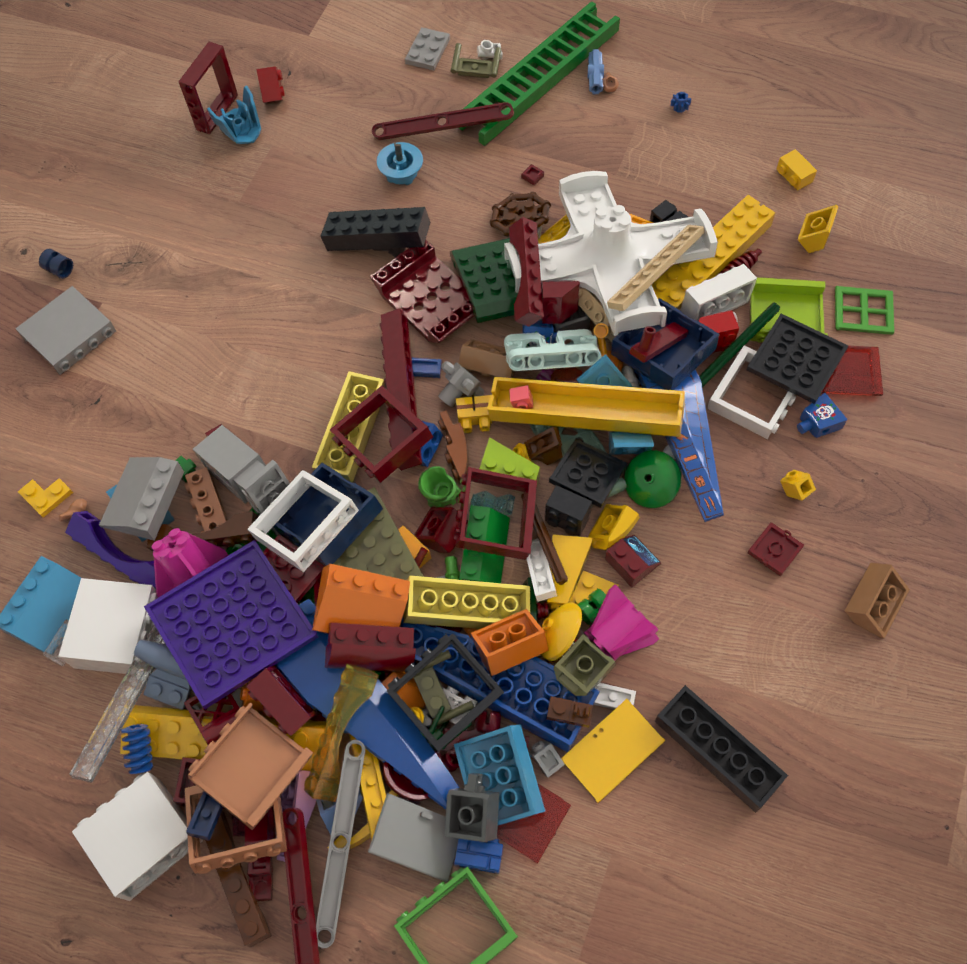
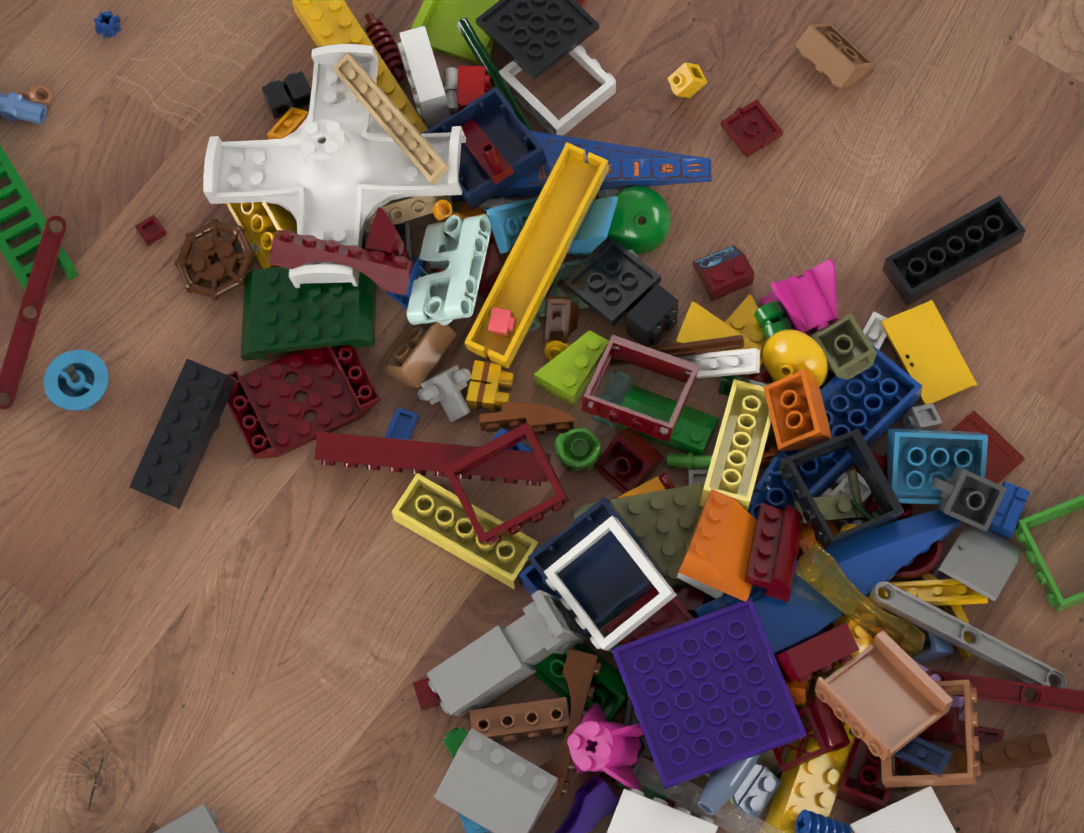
camera: 75 degrees left, 5 degrees up
(569, 712) = (887, 376): reddish brown plate -> none
(612, 525) = (684, 278): yellow slope -> none
(821, 417) = (612, 31): blue torso -> none

